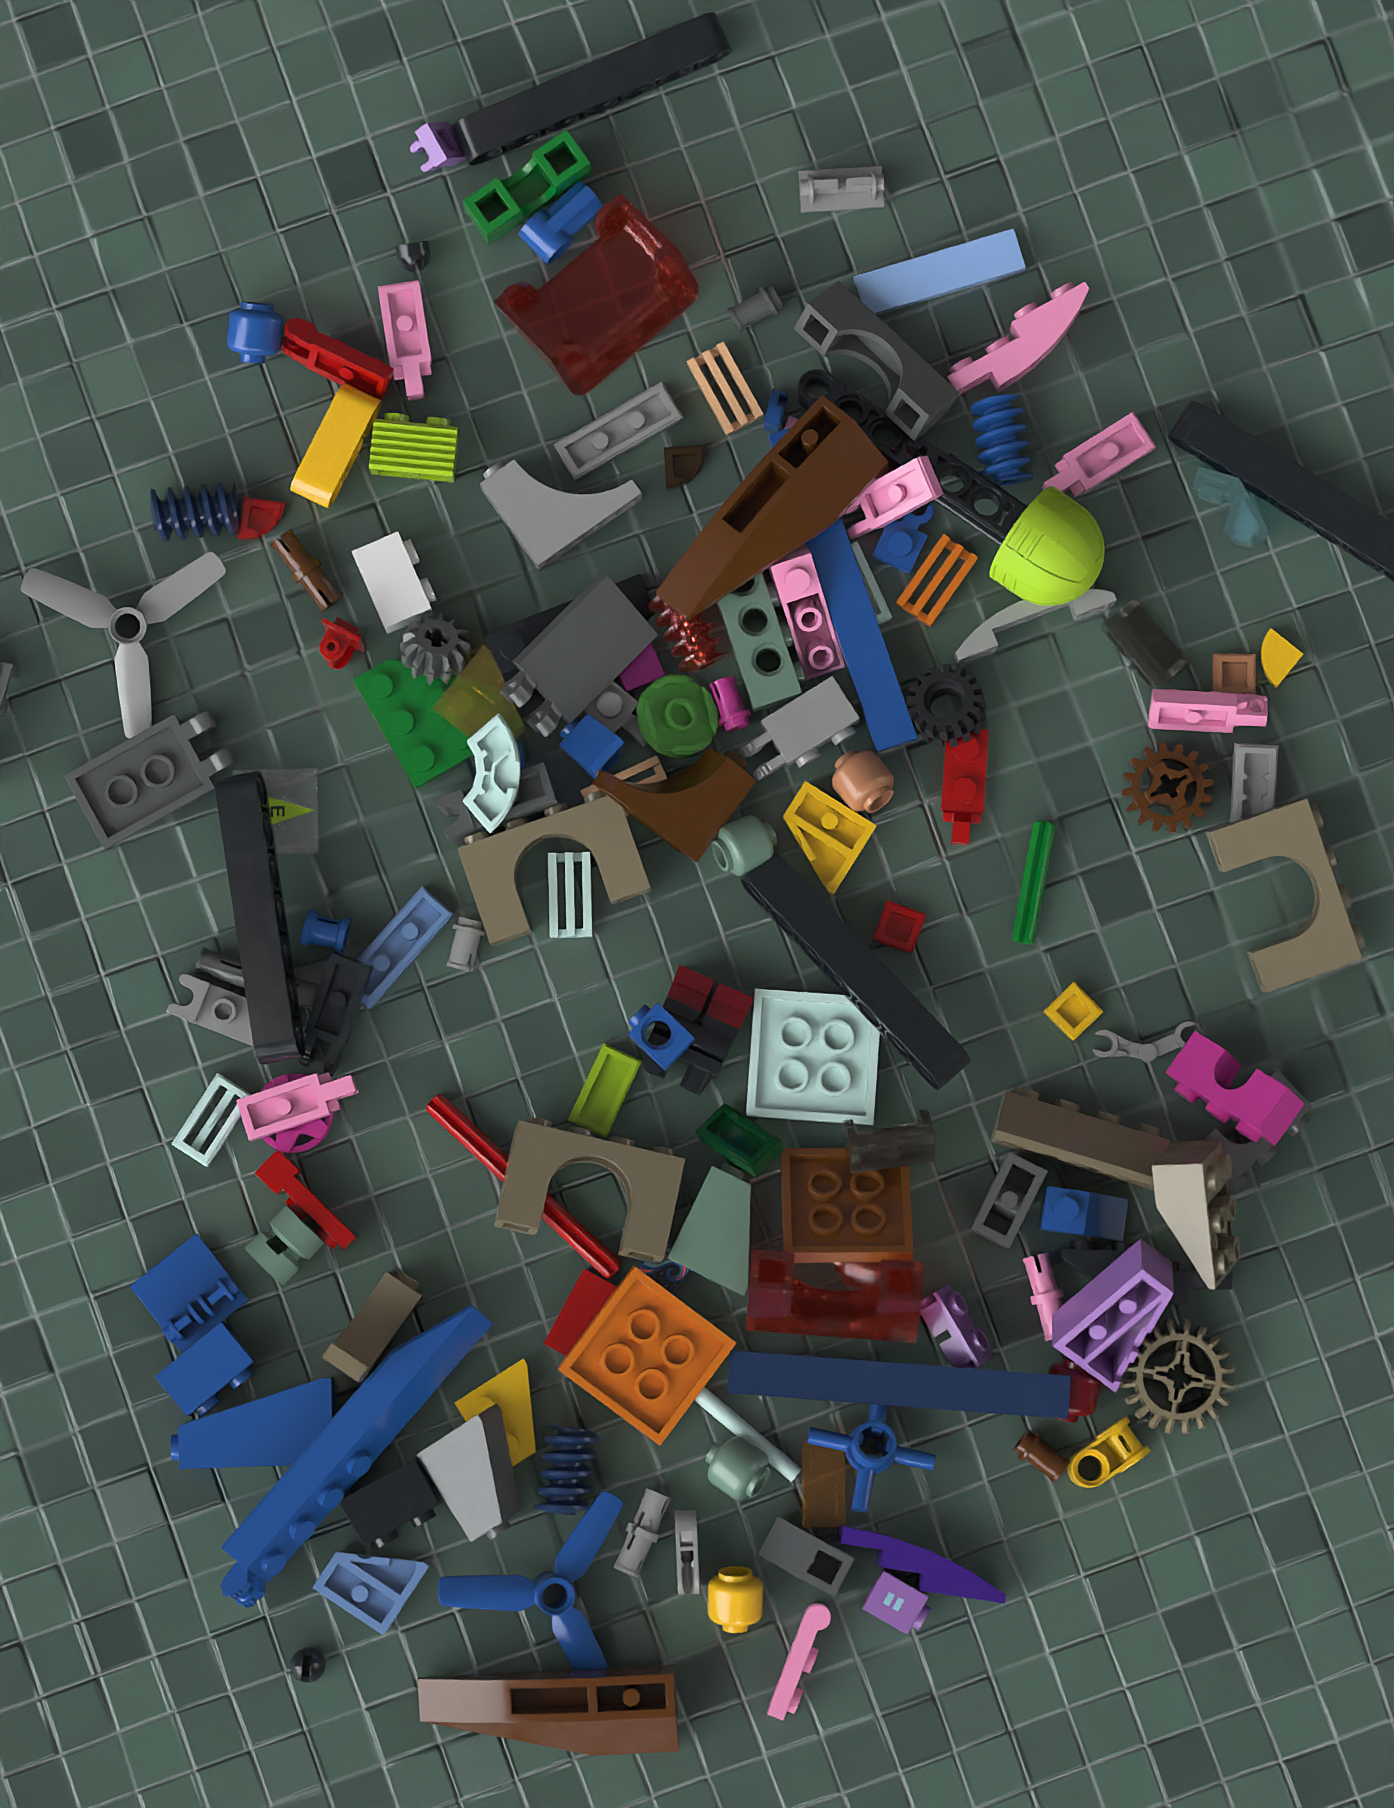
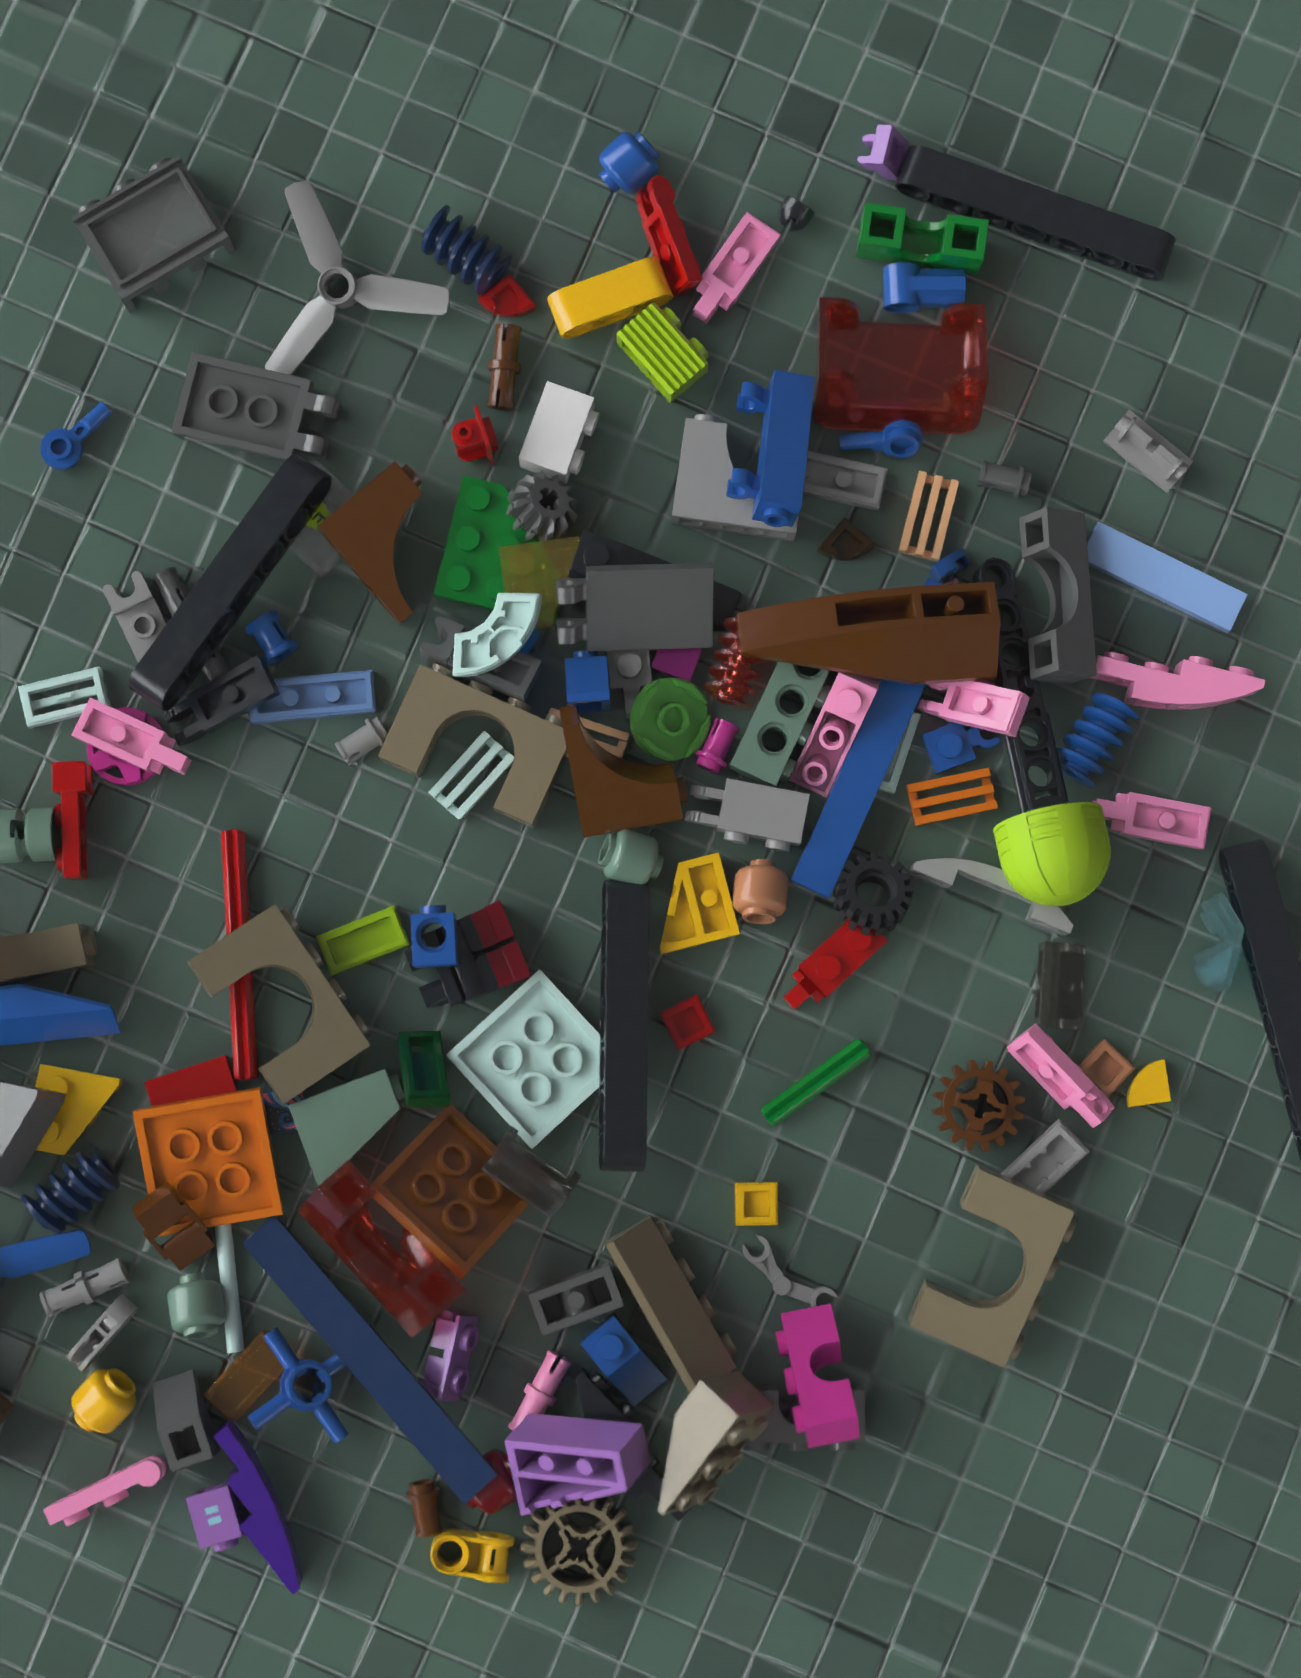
camera: 35 degrees right, 0 degrees up
(34, 936) = (64, 447): none -> blue plate
(323, 786) = (366, 532): none -> reddish brown arch
(572, 439) = (782, 450): none -> blue brick
(648, 1419) = (163, 1210): none -> reddish brown piece
(649, 352) = (897, 439): none -> blue plate

